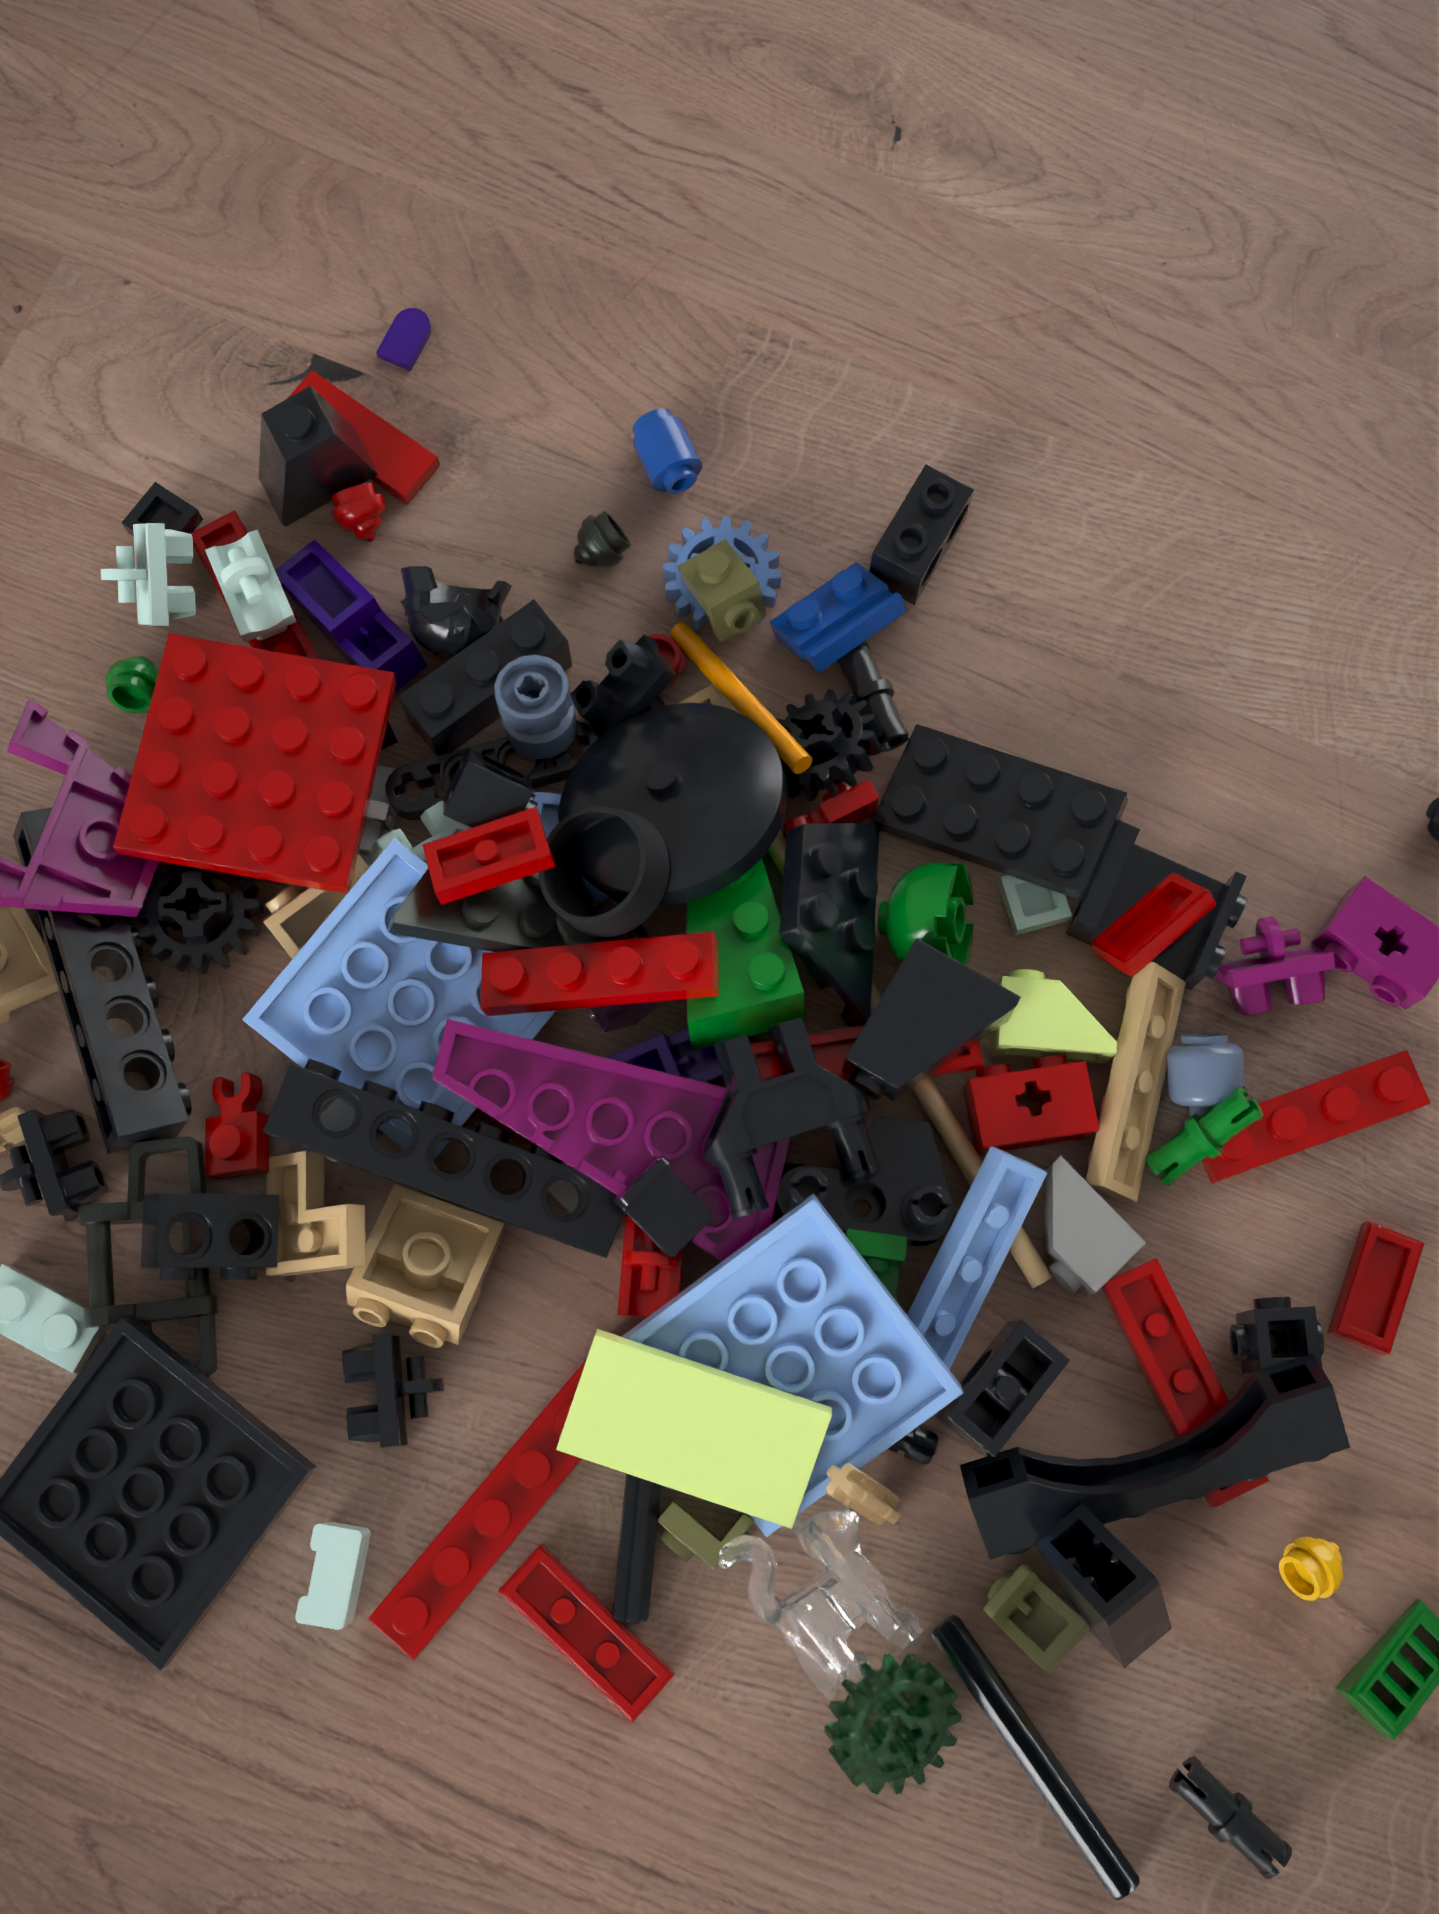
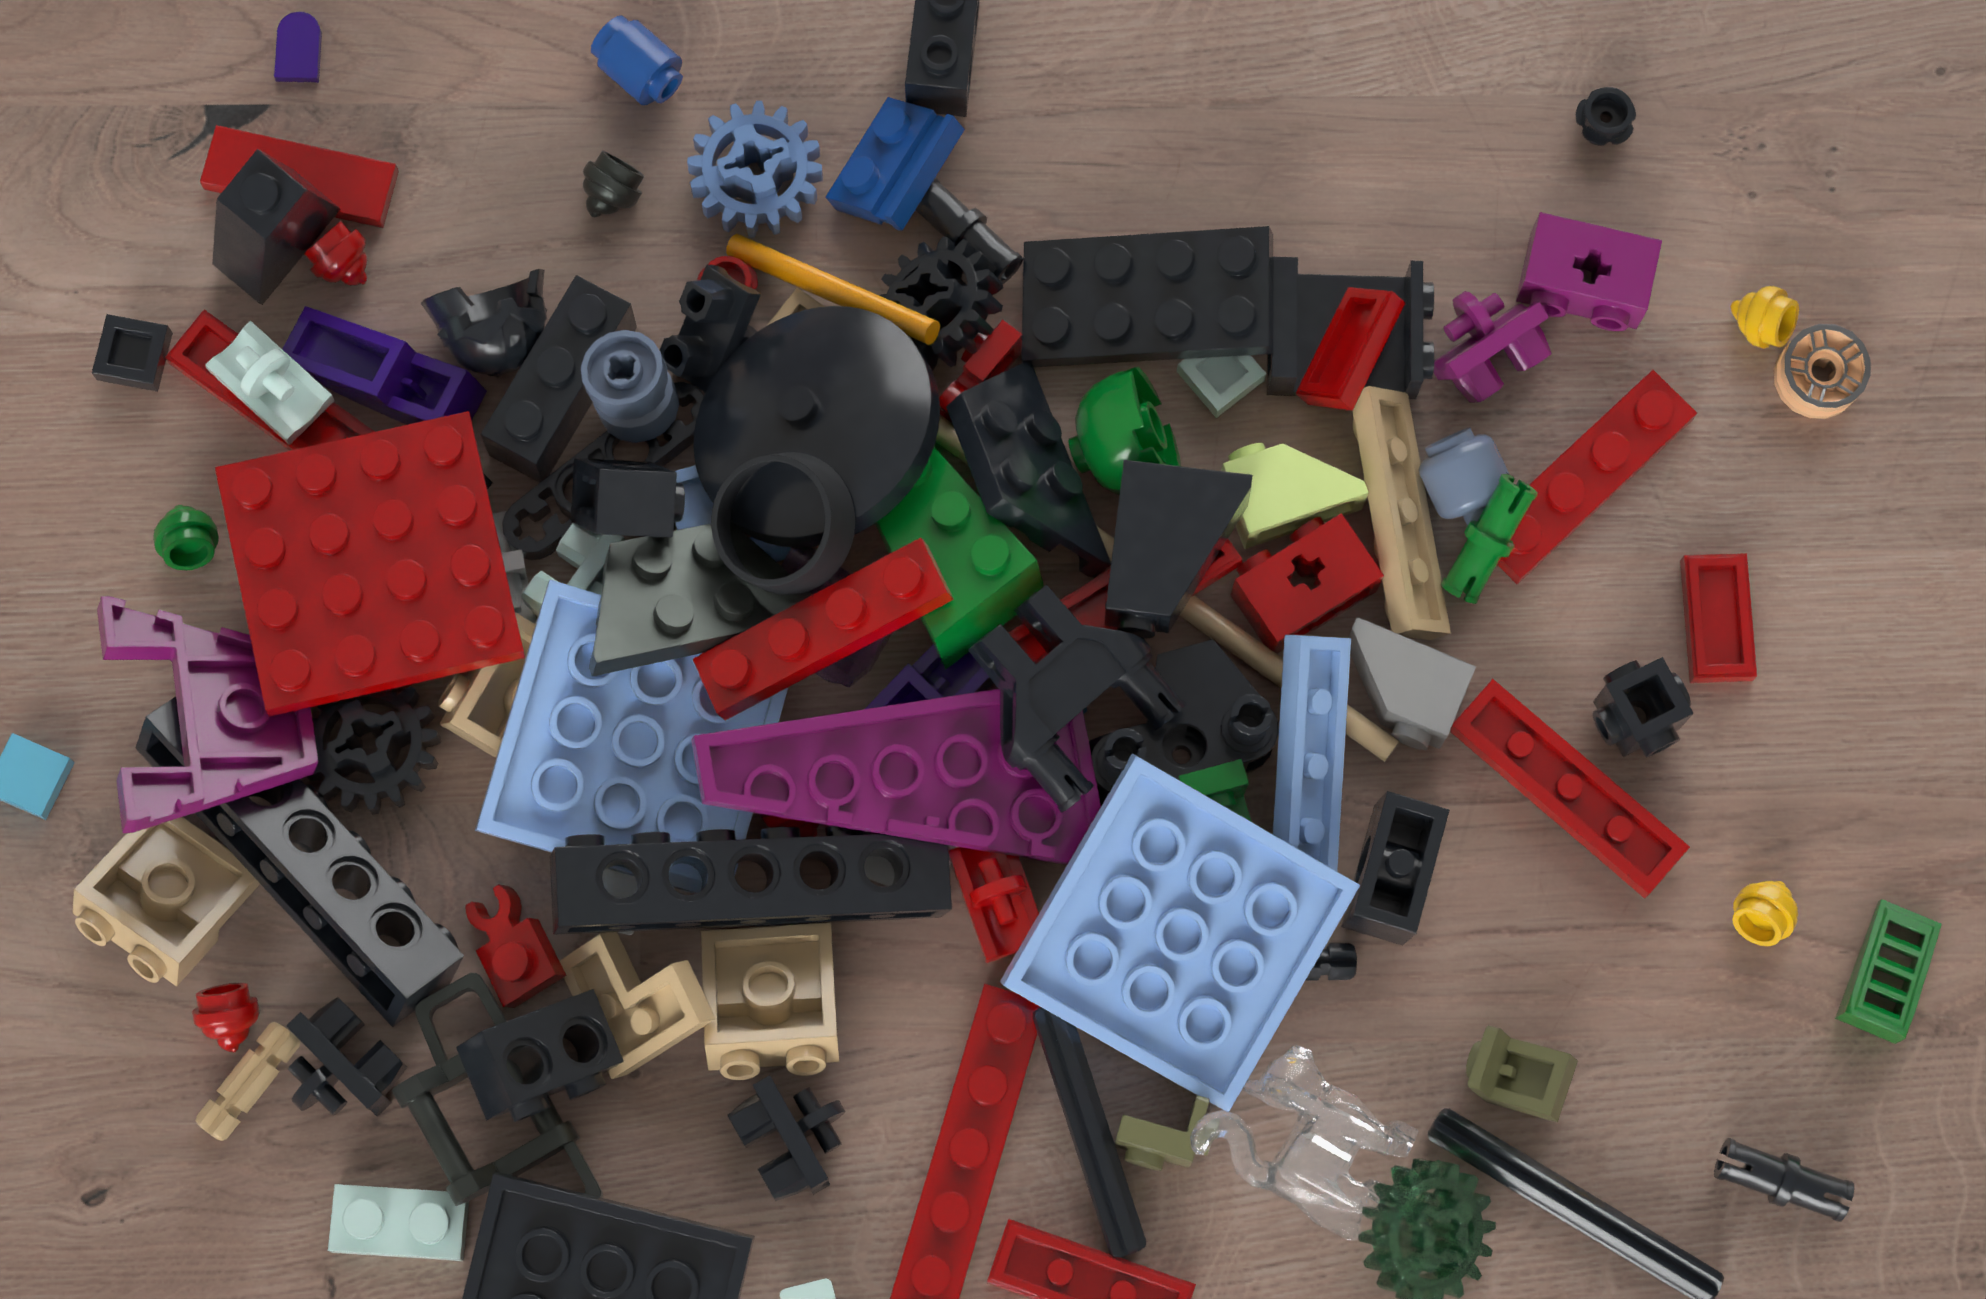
camera: 25 degrees left, 0 degrees up
(152, 550) = (149, 416): light aqua hips -> none
(488, 855) = (662, 555): red plate -> none
(663, 1207) = (989, 830): black bracket -> none
(694, 1428) = (1113, 1033): yellowish green tile -> none
(724, 590) = (769, 184): olive bracket -> none
(863, 1494) = (1305, 1027): tan axle -> none
(1106, 1584) = (1575, 1007): black slope -> none
(1270, 1424) = (1665, 787): black arch -> none

